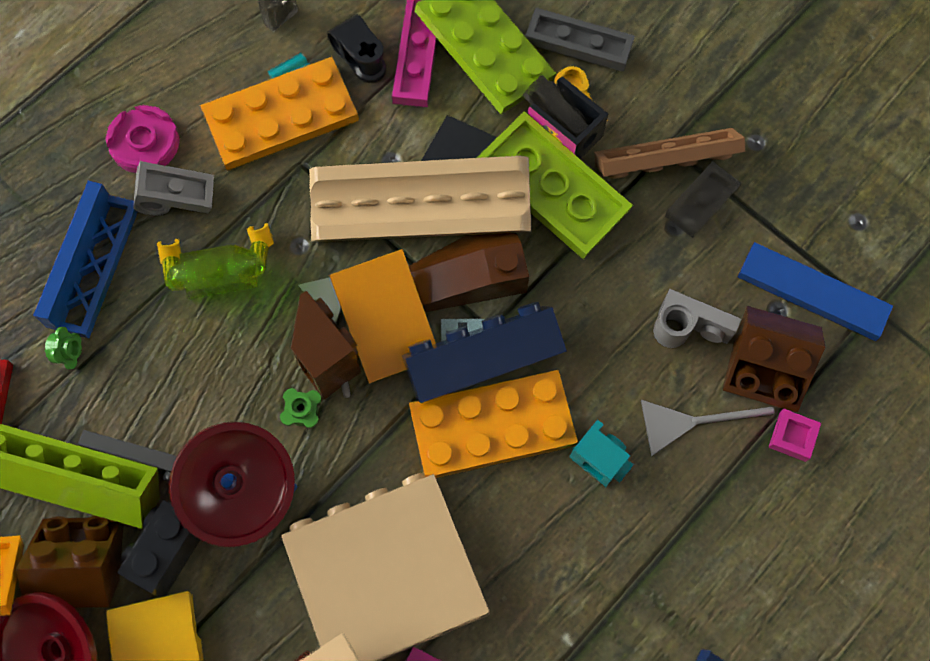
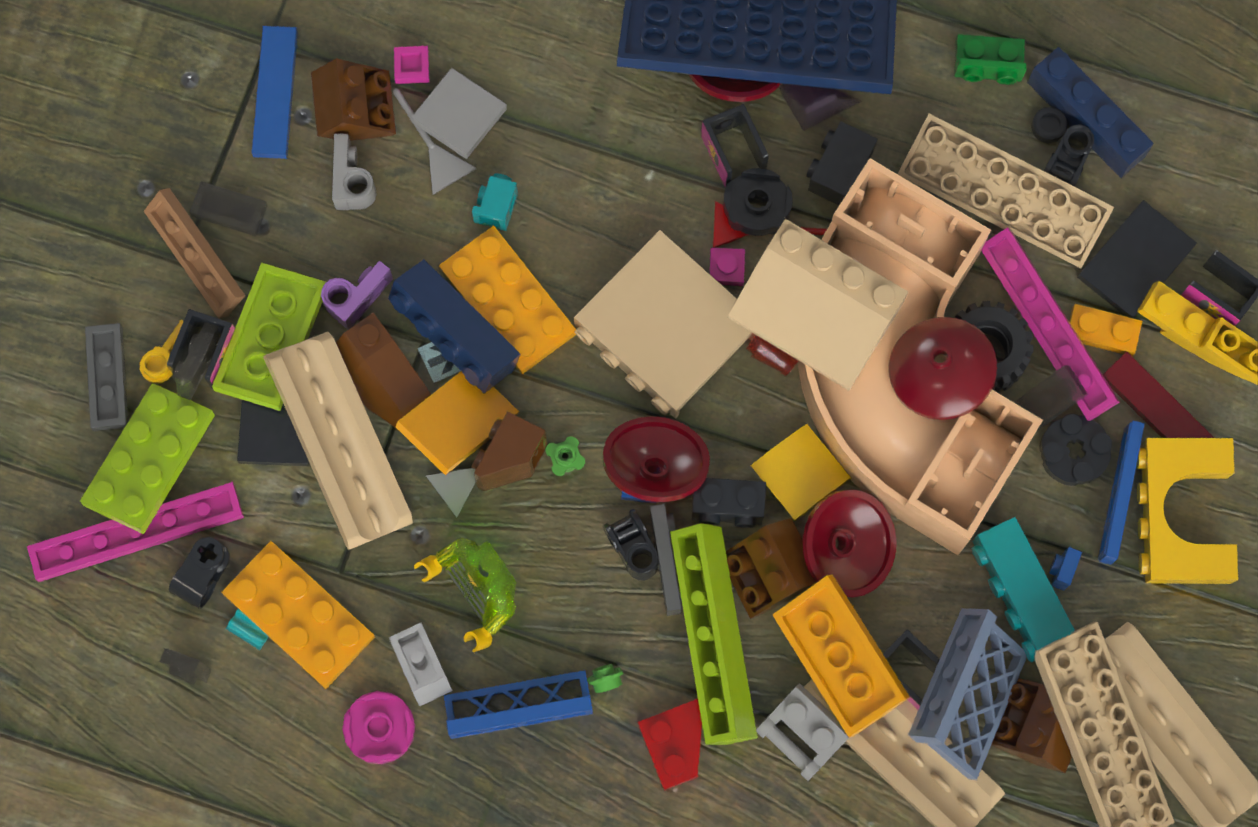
camera: 115 degrees left, 5 degrees up
(177, 428) = (629, 540): none -> black piece
(557, 278) = (360, 298): none -> medium lavender plate
(720, 462) = (459, 113): none -> light grey tile

